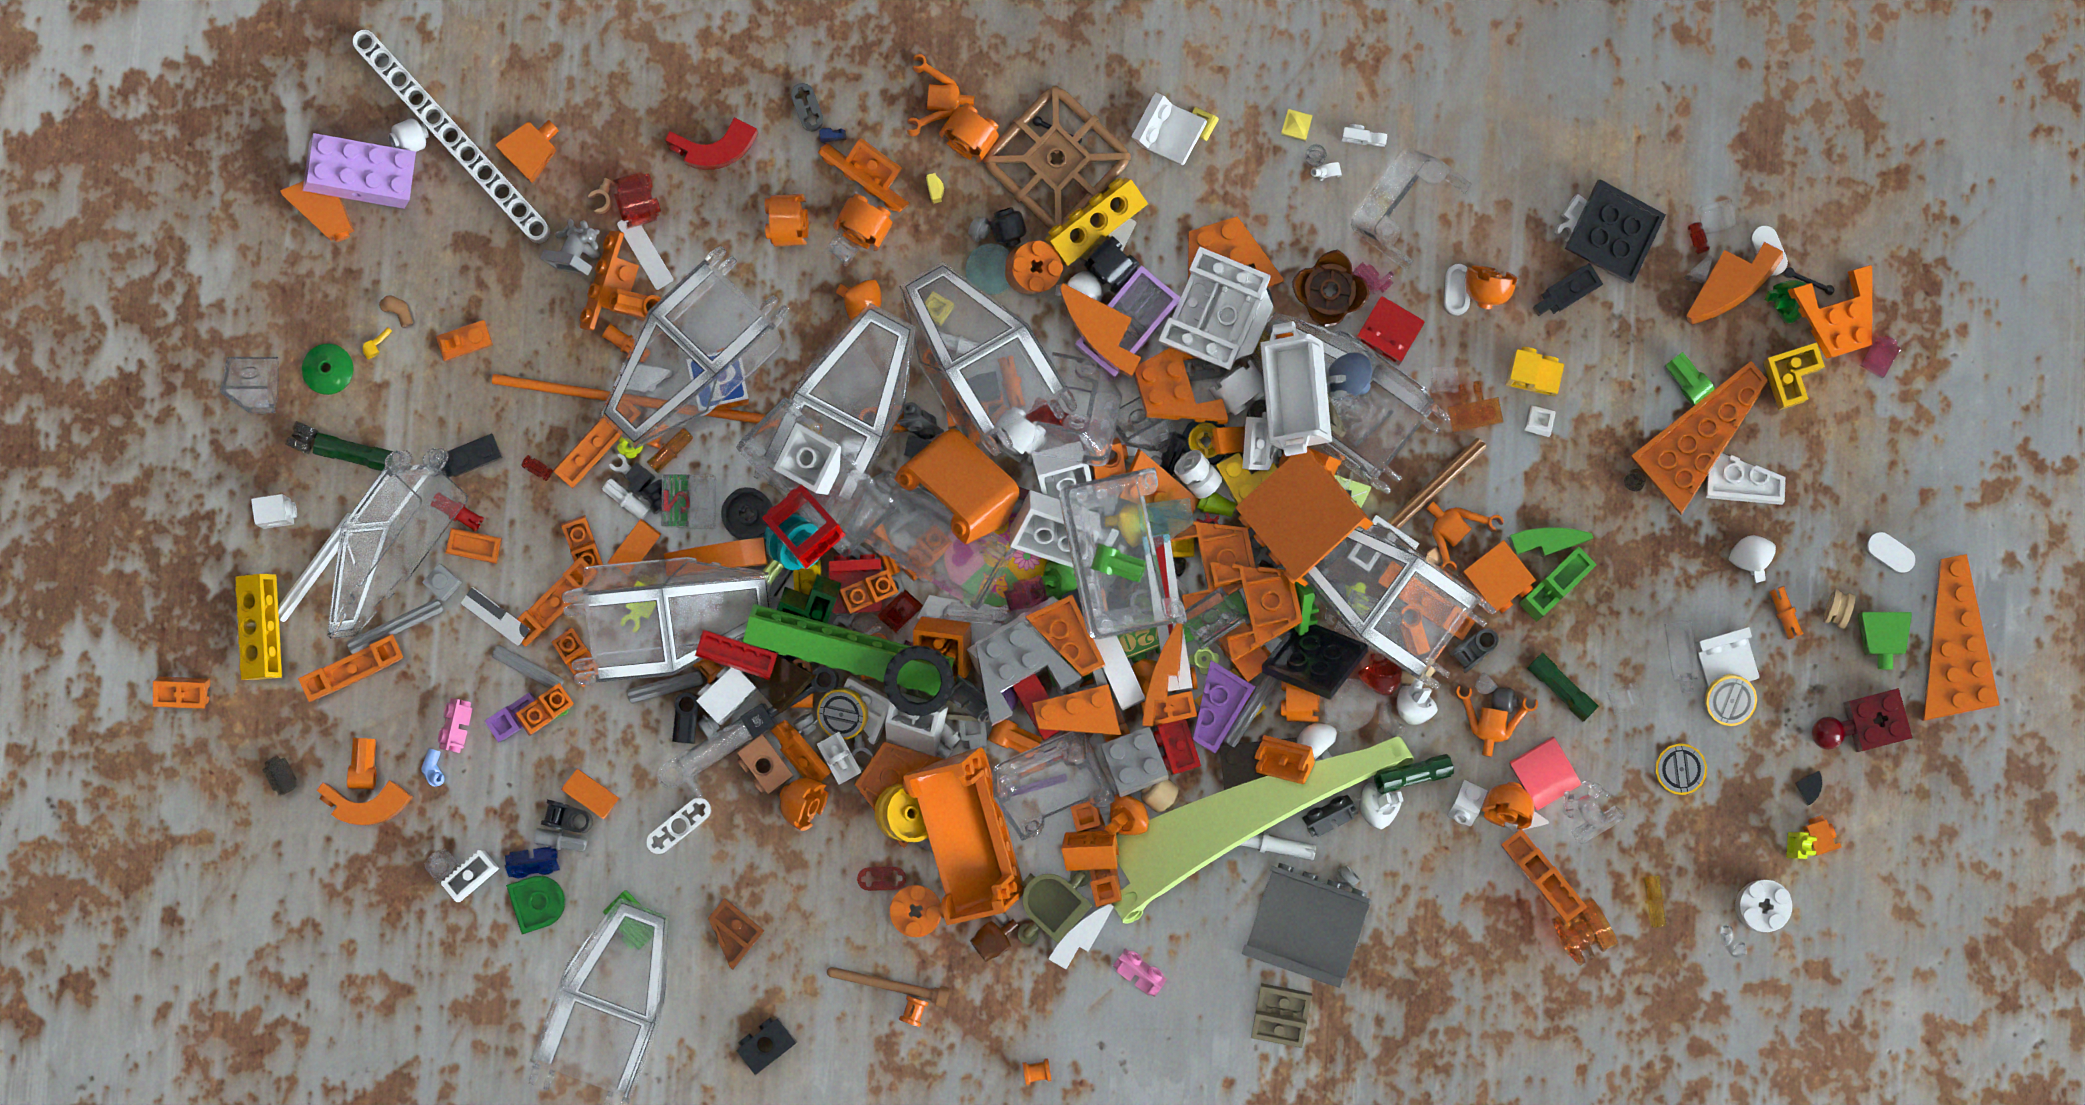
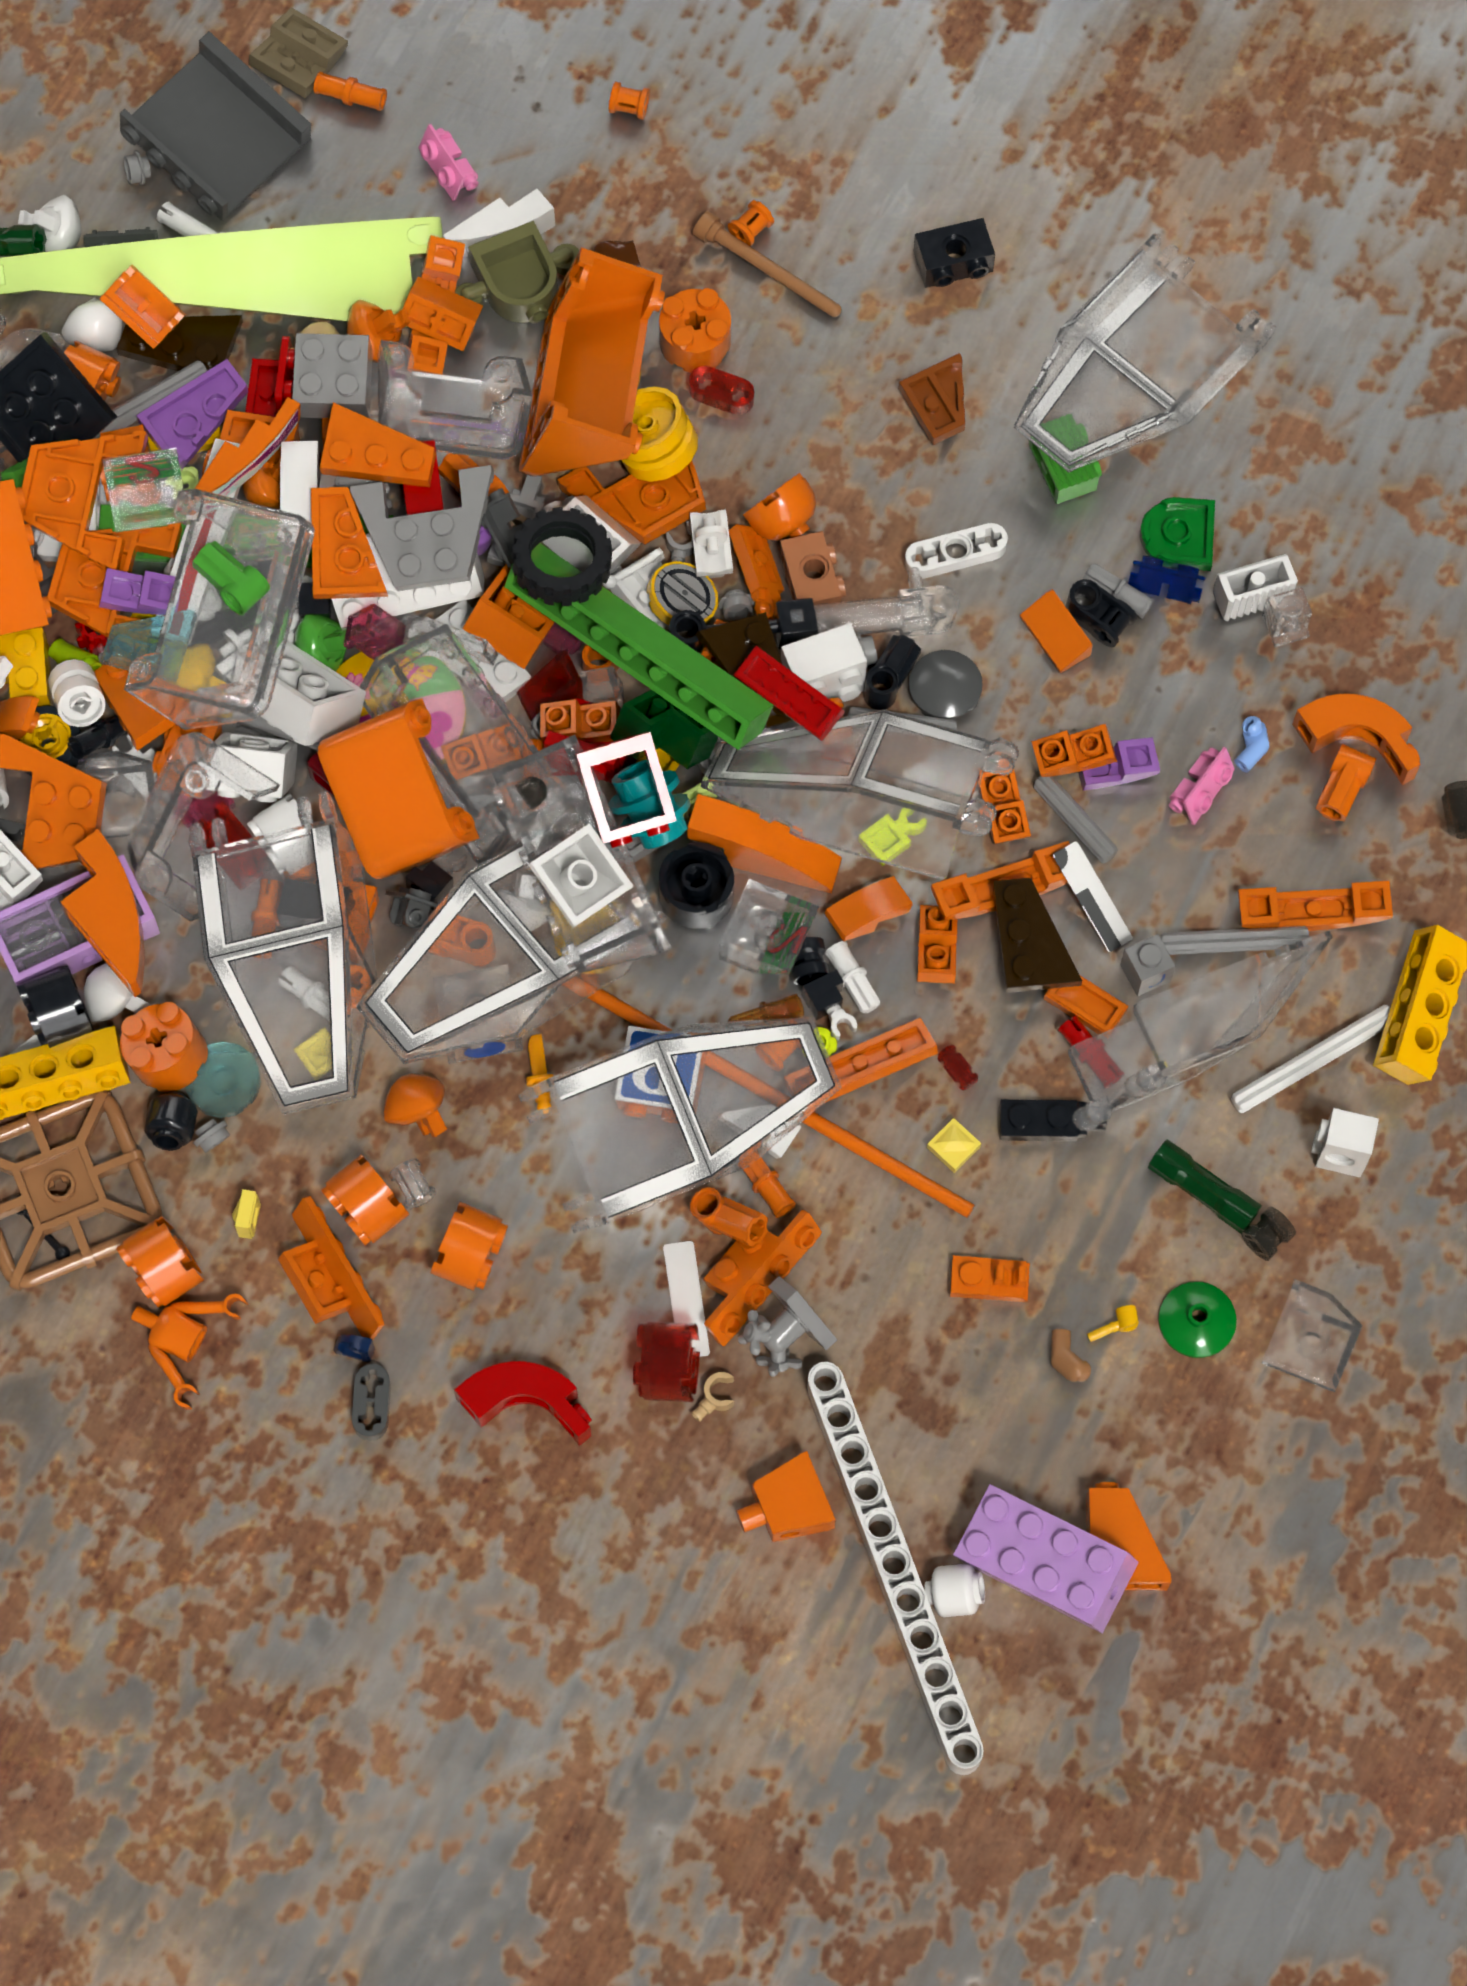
camera: 155 degrees left, 15 degrees down
(519, 416) = (954, 1145): none -> light yellow tile
(523, 567) = (1029, 940): none -> dark brown wing
(647, 726) = (945, 684): none -> dark grey dish
(794, 351) = (538, 1069): none -> light orange piece
(867, 510) = (532, 791): none -> clear smoke hinge
(872, 732) = (652, 557): none -> white hinge
(1187, 555) = (136, 592): none -> medium lavender slope
(1231, 998) = (350, 91): none -> orange pin

